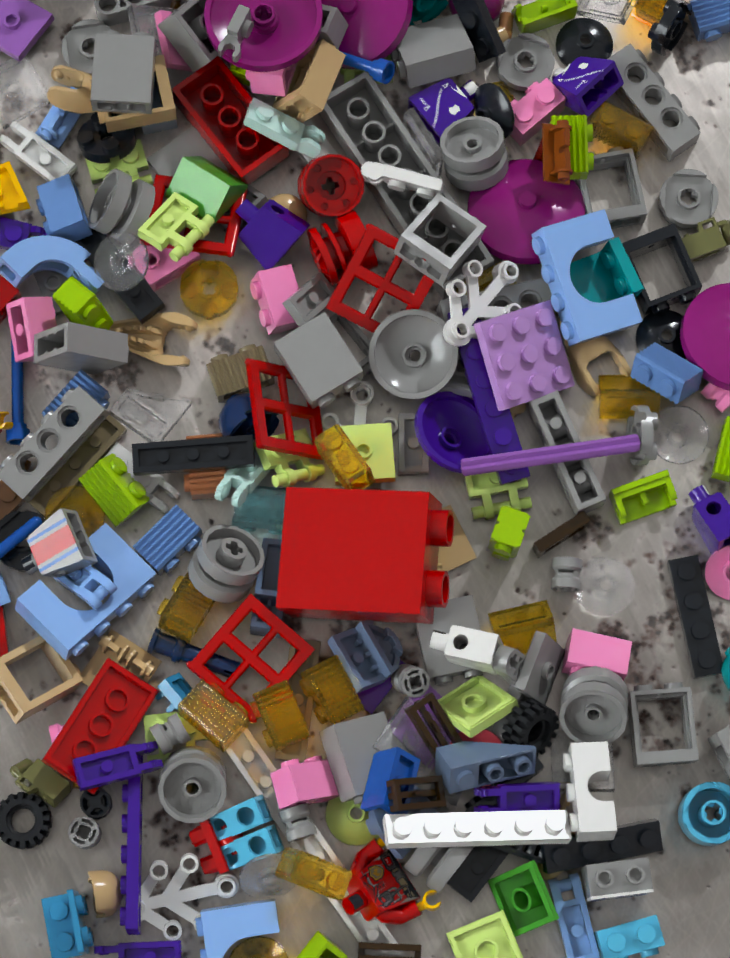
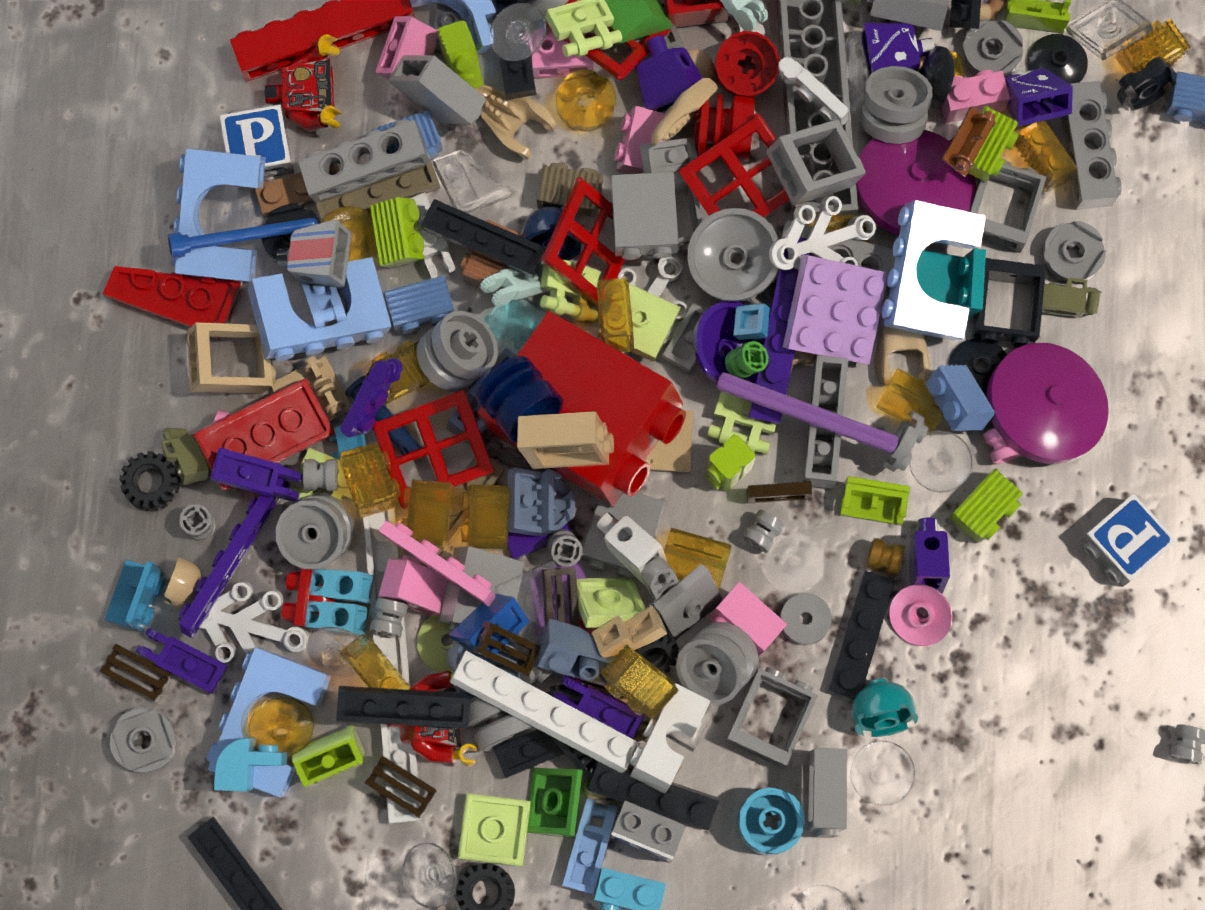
camera: 30 degrees right, 0 degrees up
(19, 431) = (345, 131): blue piece -> none
(91, 802) = (218, 497): black wheel -> none
(177, 643) = (371, 397): none -> dark purple hinge
(300, 260) = (683, 110): none -> tan animal
(310, 577) = (515, 391): none -> clear blue wheel
(322, 628) = (508, 456): none -> dark grey axle
(330, 753) = (427, 554): none -> bright pink plate
(357, 891) = (403, 707): none -> black plate
(370, 591) = (564, 440): none -> tan window
(459, 403) = (751, 321): none -> dark azure tile
(474, 437) = (746, 360): none -> bright green wheel
(505, 729) = (635, 632): none -> tan slope
(542, 759) = (638, 682): none -> clear yellow brick
(645, 615) = (816, 609): none -> light grey piece
(675, 540) = (882, 555): none -> pearl gold wheel

